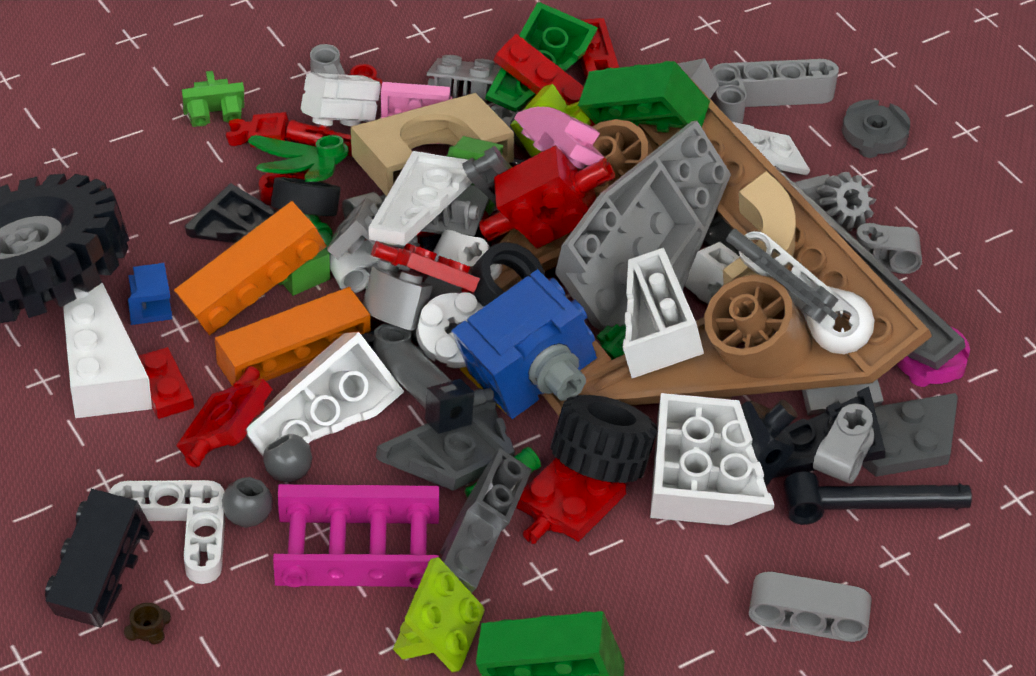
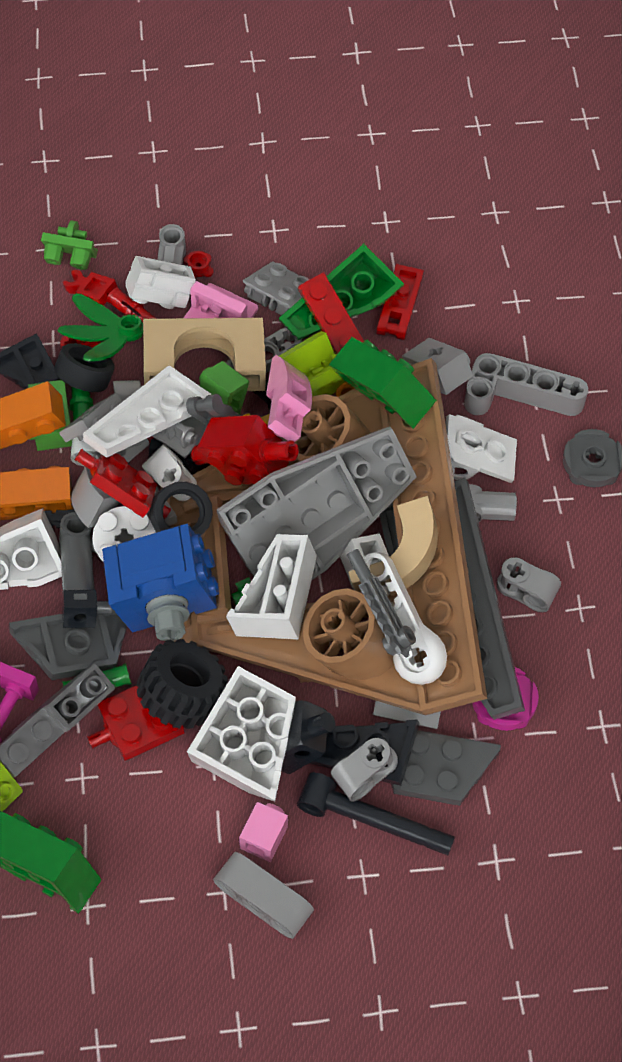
camera: 25 degrees right, 15 degrees up
(772, 546) = (264, 831): none -> bright pink brick
(846, 200) = (526, 524): light grey gear -> none

